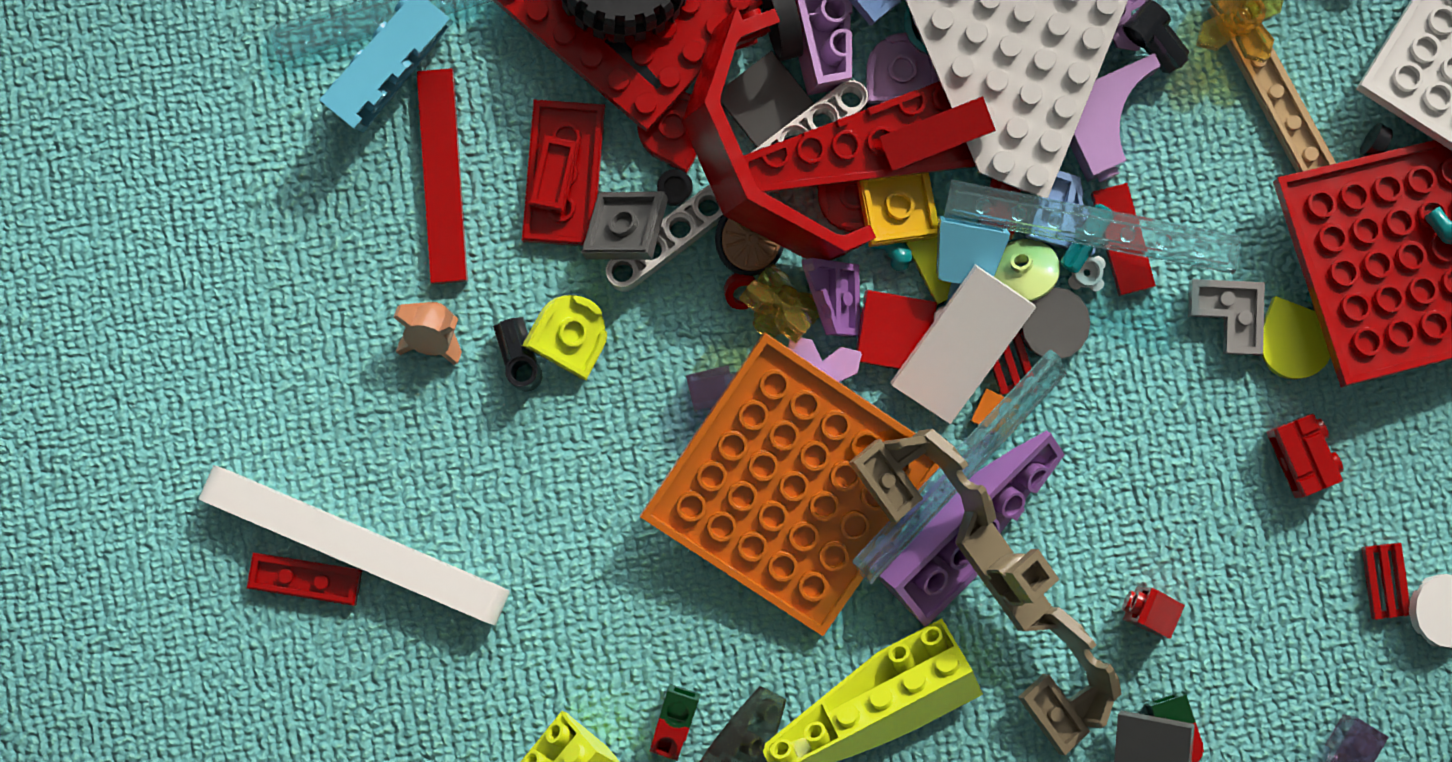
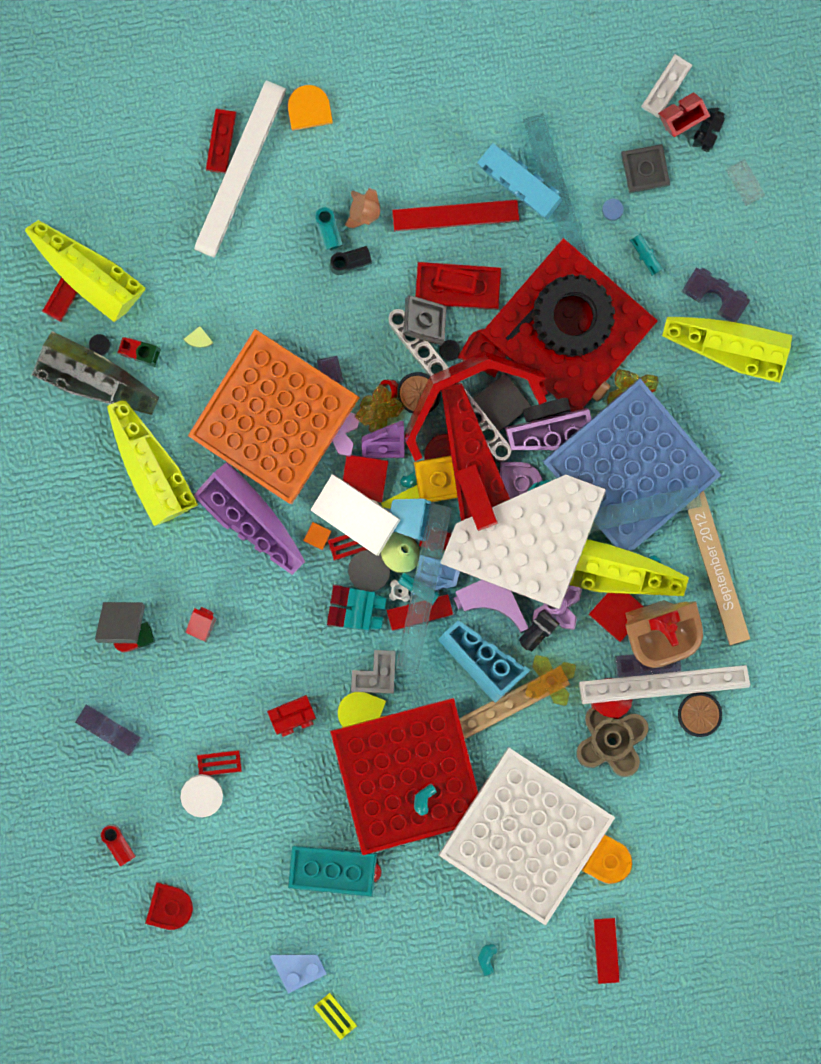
camera: 85 degrees right, 0 degrees up
(249, 425) = (309, 108): none -> light orange tile
(466, 390) = (329, 230): none -> teal piece
(569, 334) = (362, 289): neon yellow tile -> none
(652, 617) = (198, 338): none -> yellowish green tile
(976, 451) = (284, 512): clear light blue tile -> none
(1011, 577) = (221, 537): dark tan piece -> none
(1121, 348) = (361, 610): none -> teal hips
(1218, 121) = (483, 661): none -> medium azure wedge
(1376, 140) = (478, 762): black tile -> none

